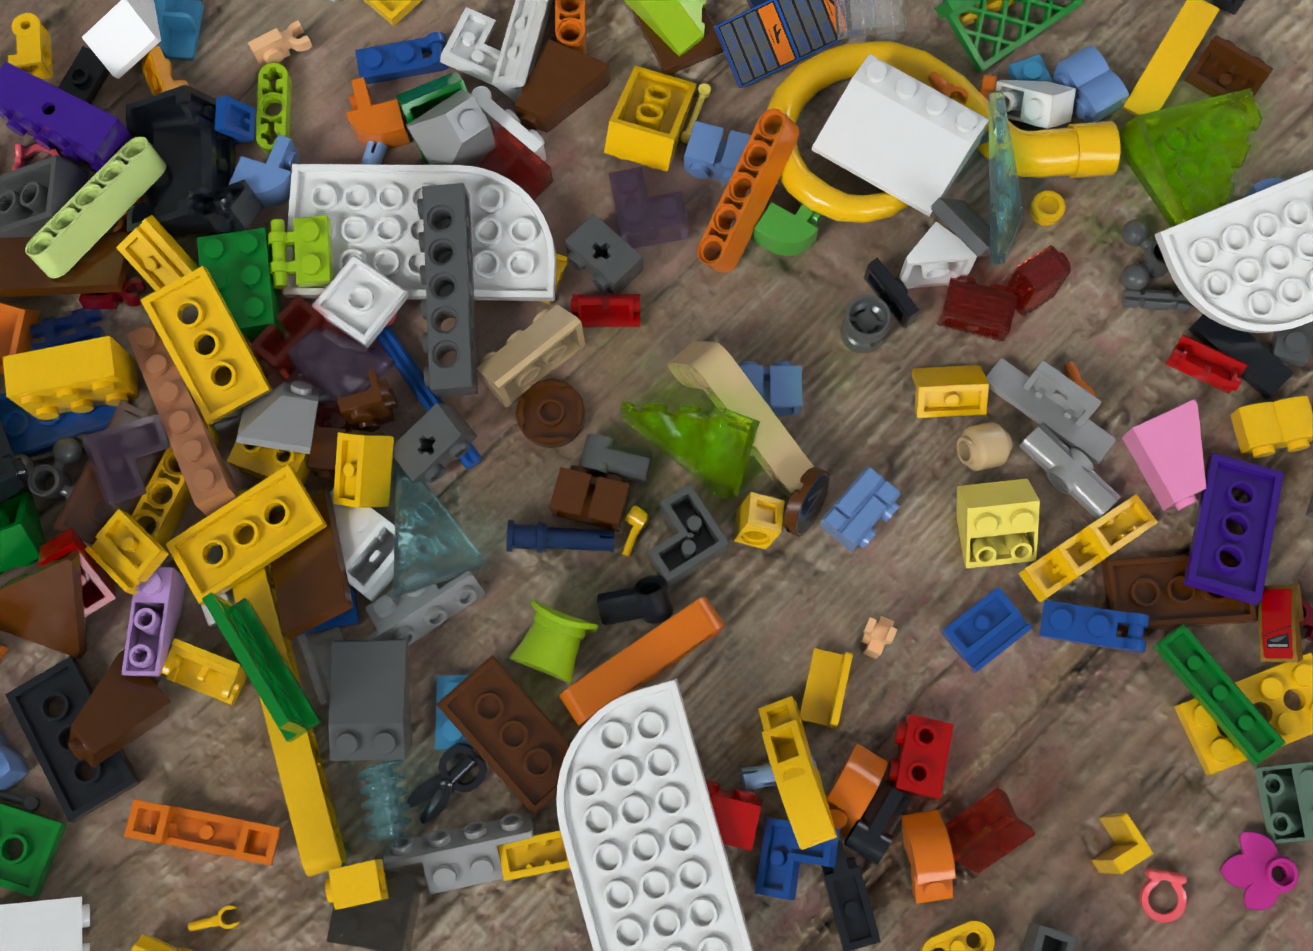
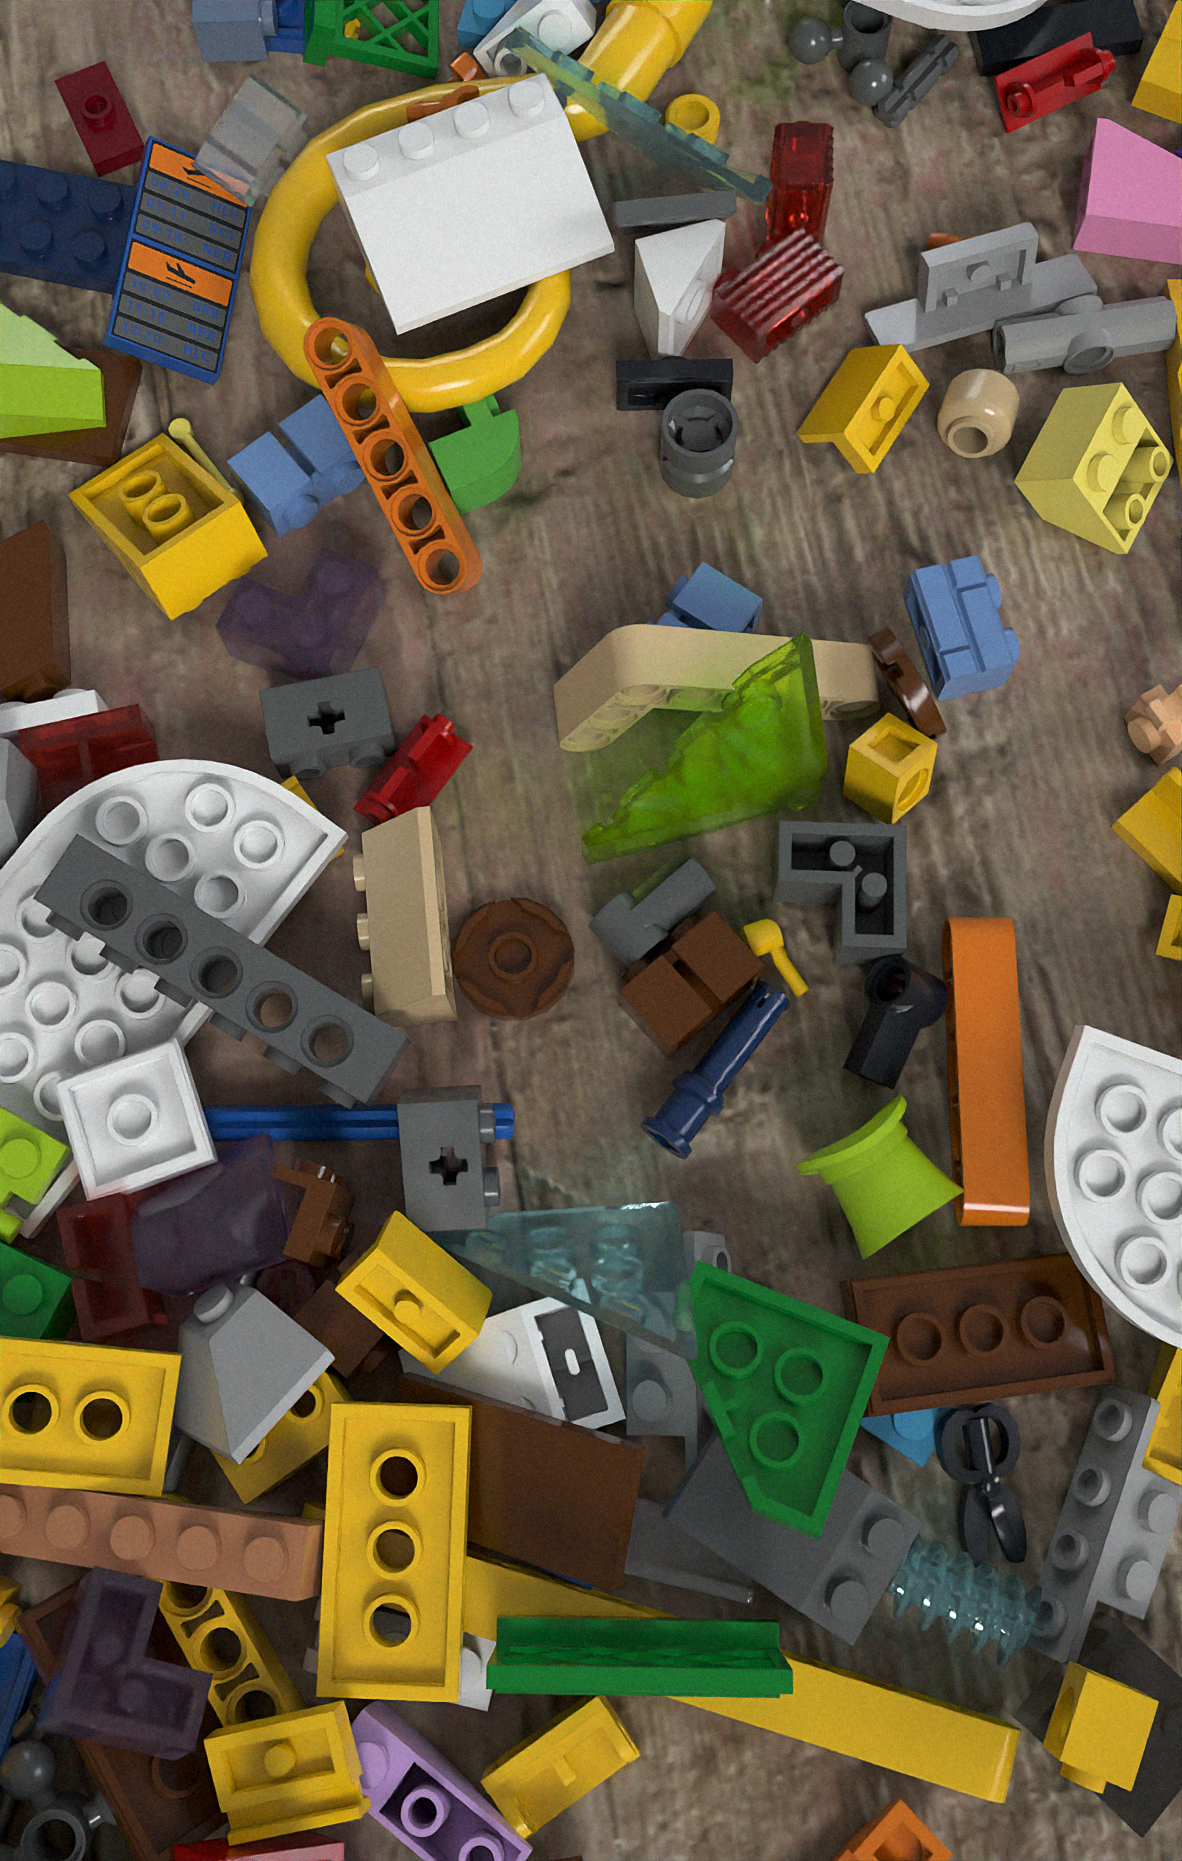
camera: 55 degrees left, 0 degrees up
(419, 652) = (781, 1392): none -> green plate

